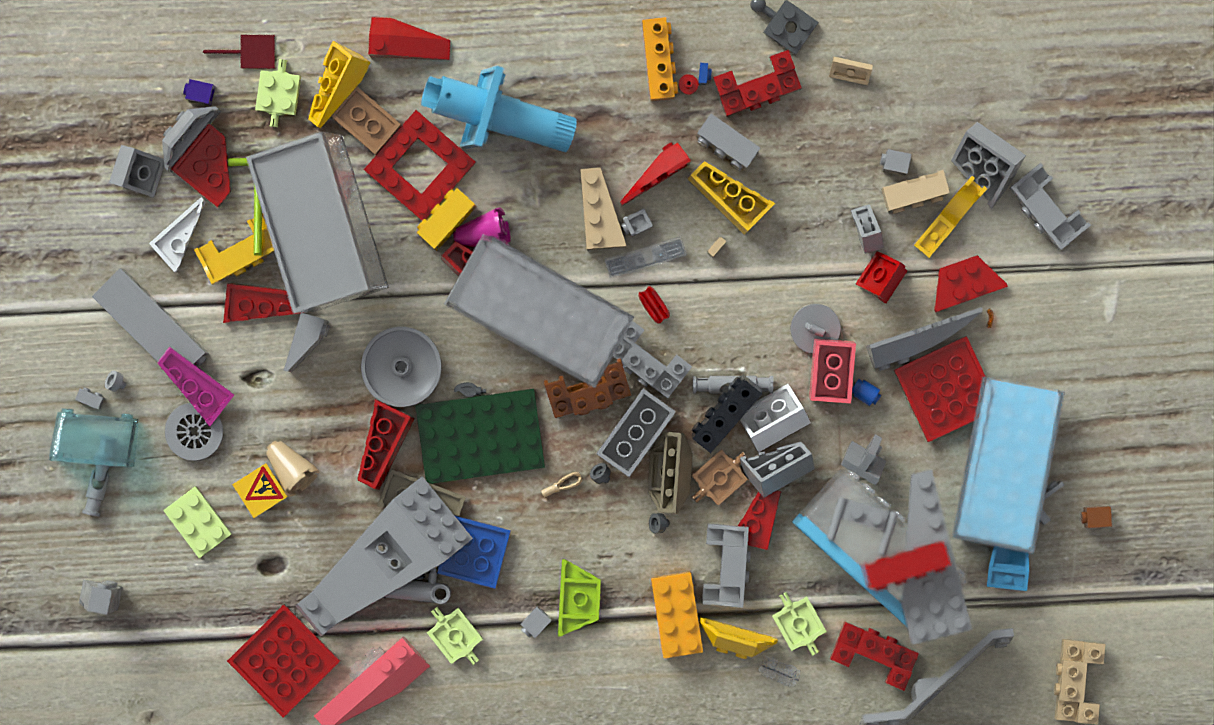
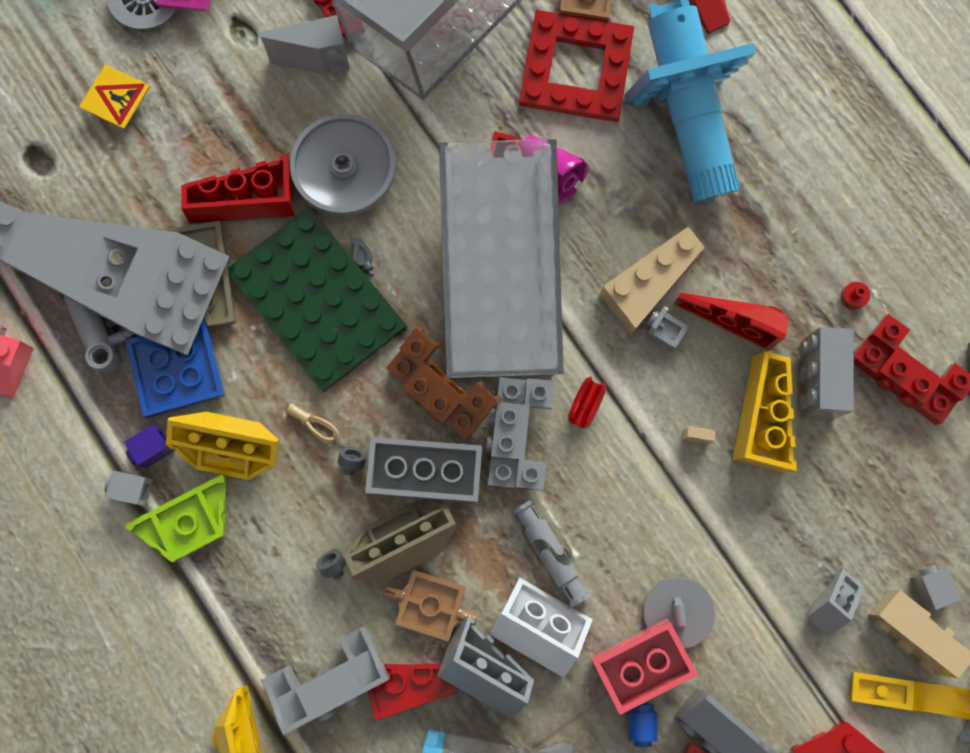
camera: 55 degrees right, 10 degrees down
(197, 522) = (44, 55): yellowish green plate -> none
(291, 468) = (156, 114): tan cone -> none
(446, 218) = (538, 114): yellow brick -> none
(455, 635) = (61, 404): yellowish green plate -> none
(516, 596) = (147, 447): none -> dark purple brick
(544, 547) = (222, 444): none -> yellow wedge
(645, 257) = (634, 363): clear slope -> none
(658, 59) = (861, 244): light orange brick -> none
(676, 614) = (229, 656): light orange brick -> none
(704, 74) = (881, 304): blue plate -> none
(726, 413) = (512, 565): black brick -> none
(882, 276) = (794, 656): red bracket -> none

